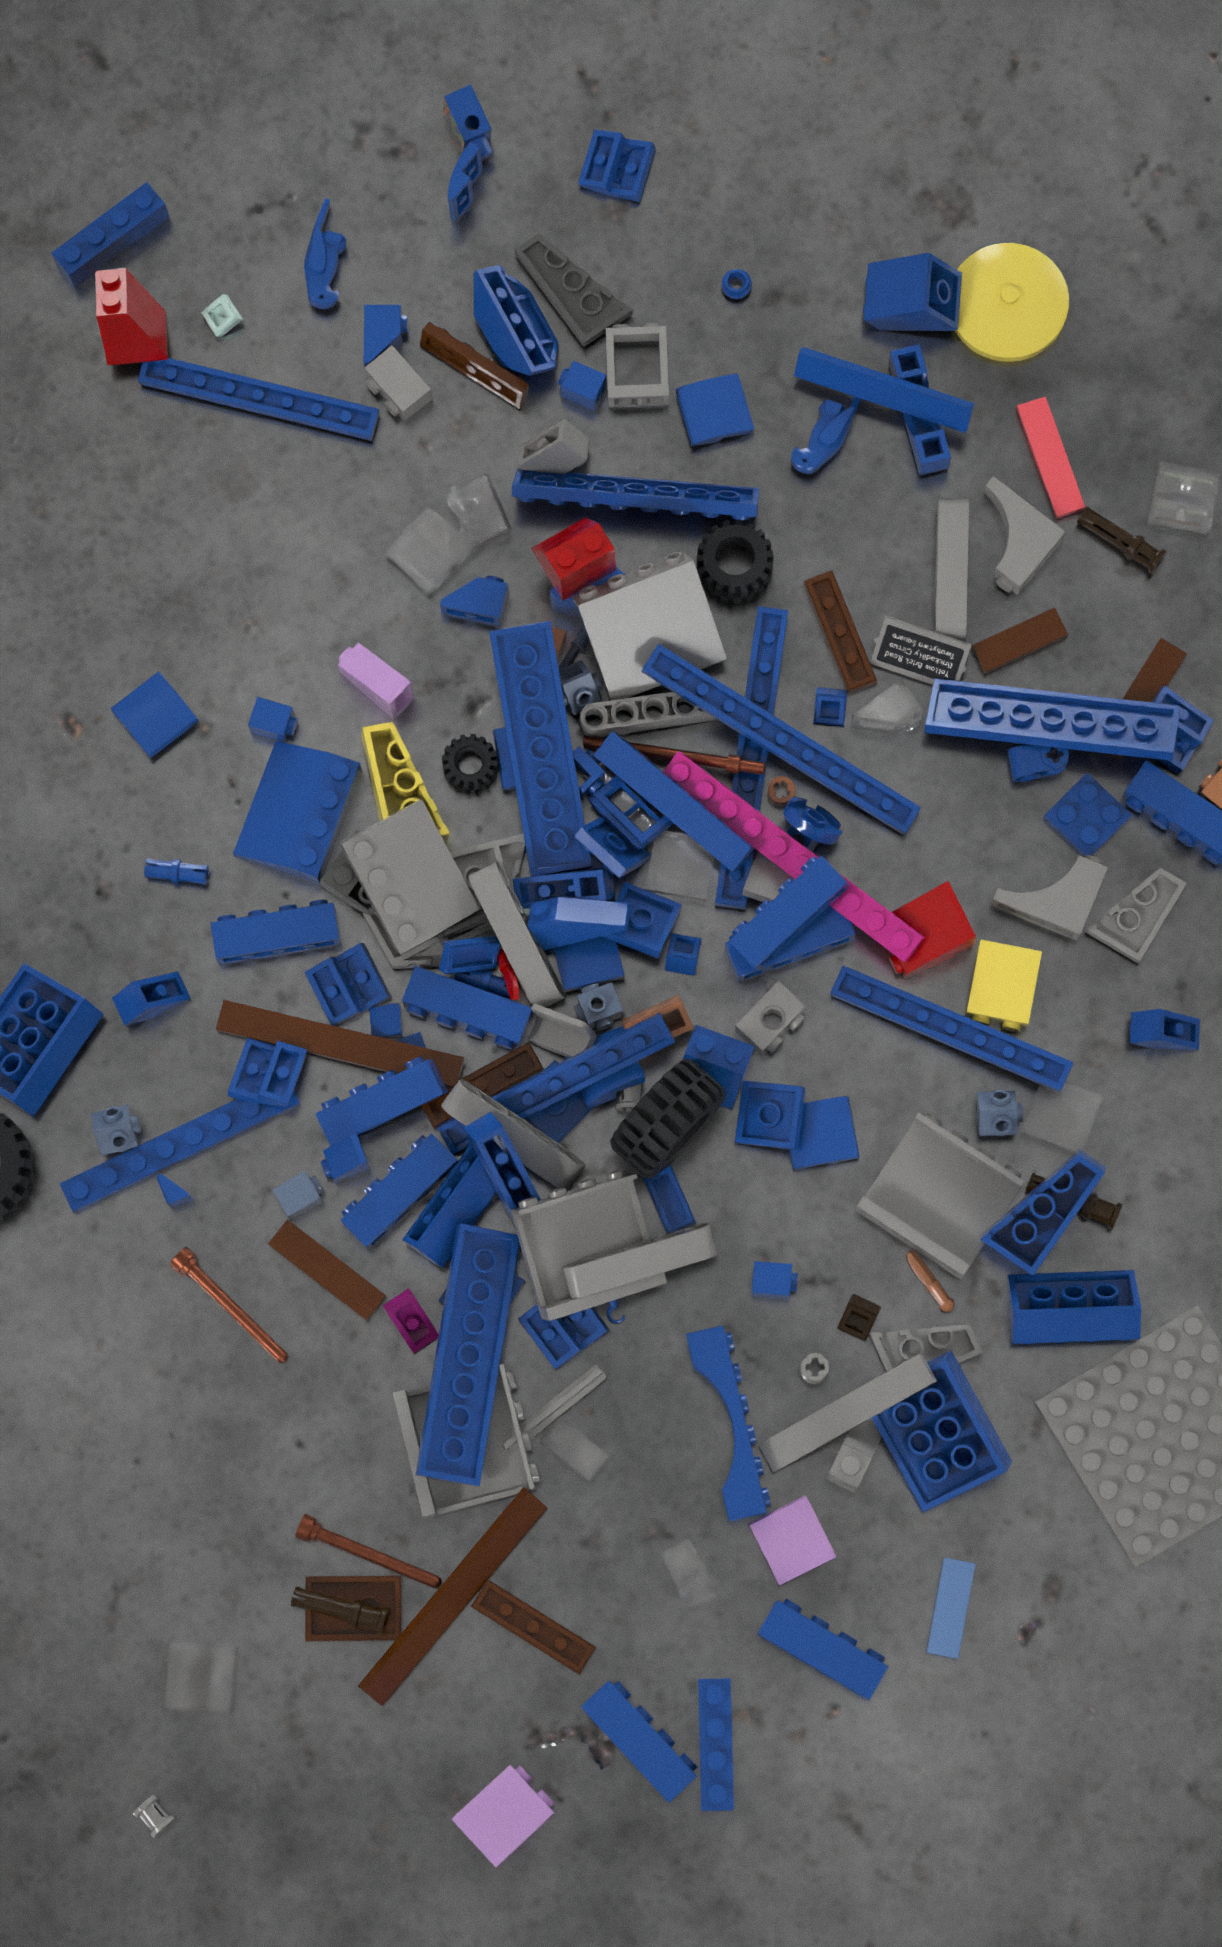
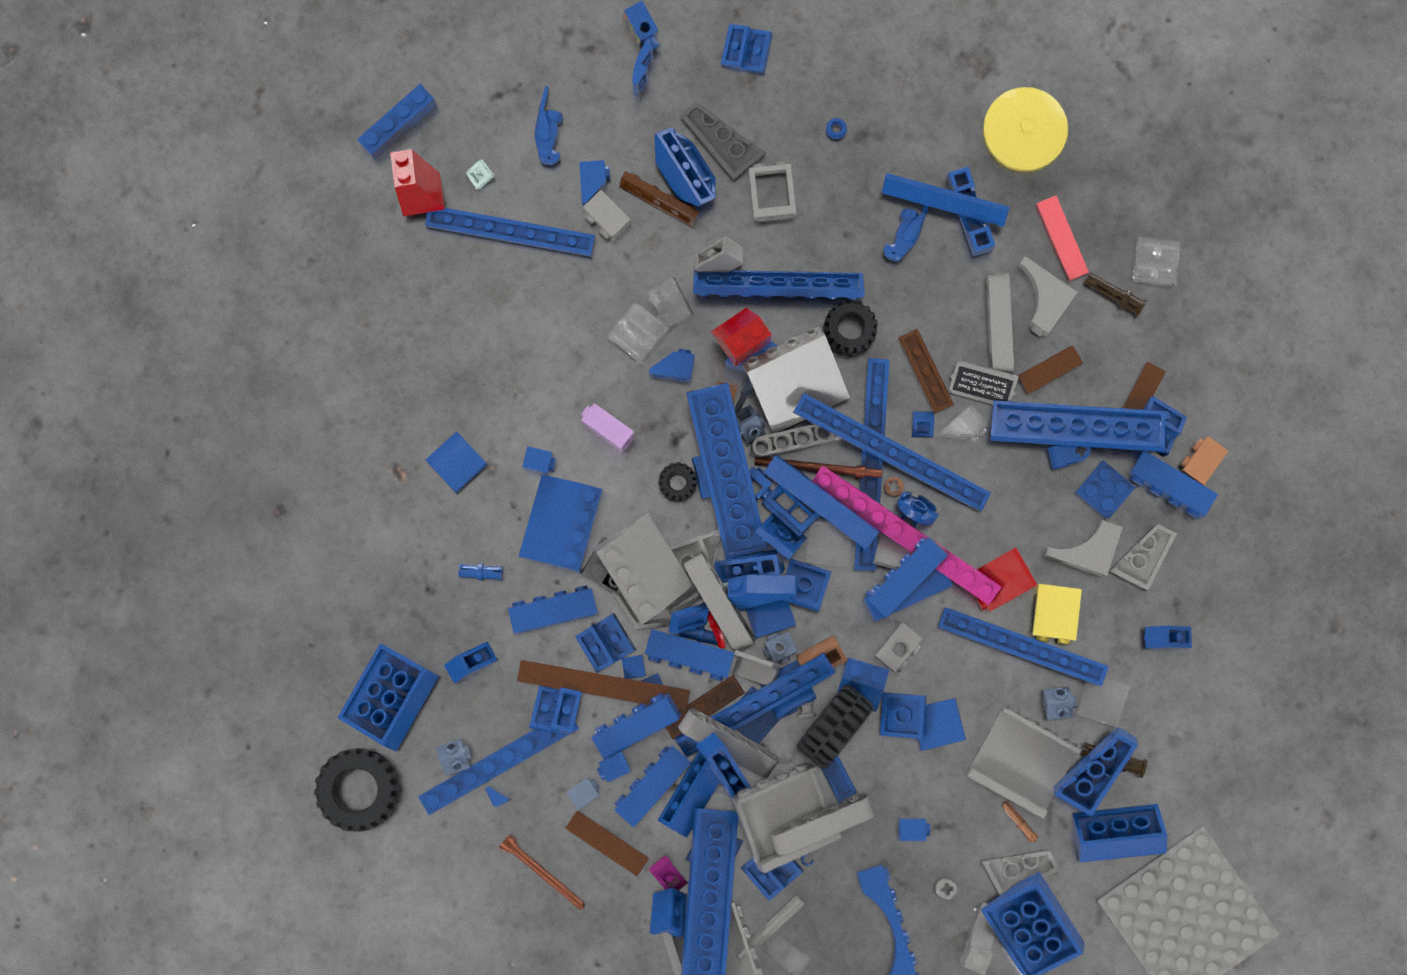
camera: 10 degrees left, 5 degrees up
(393, 775) = (626, 496): light yellow wedge -> none
(407, 1373) = (668, 912): none -> blue panel
(582, 385) = (735, 208): blue brick -> none
(682, 954) = (834, 605): blue slope -> none
(714, 409) = (828, 219): blue slope -> none
(847, 1412) = (972, 920): light grey tile -> none
(859, 1317) = (973, 849): dark brown slope -> none
(912, 294) = (960, 129): blue slope -> none

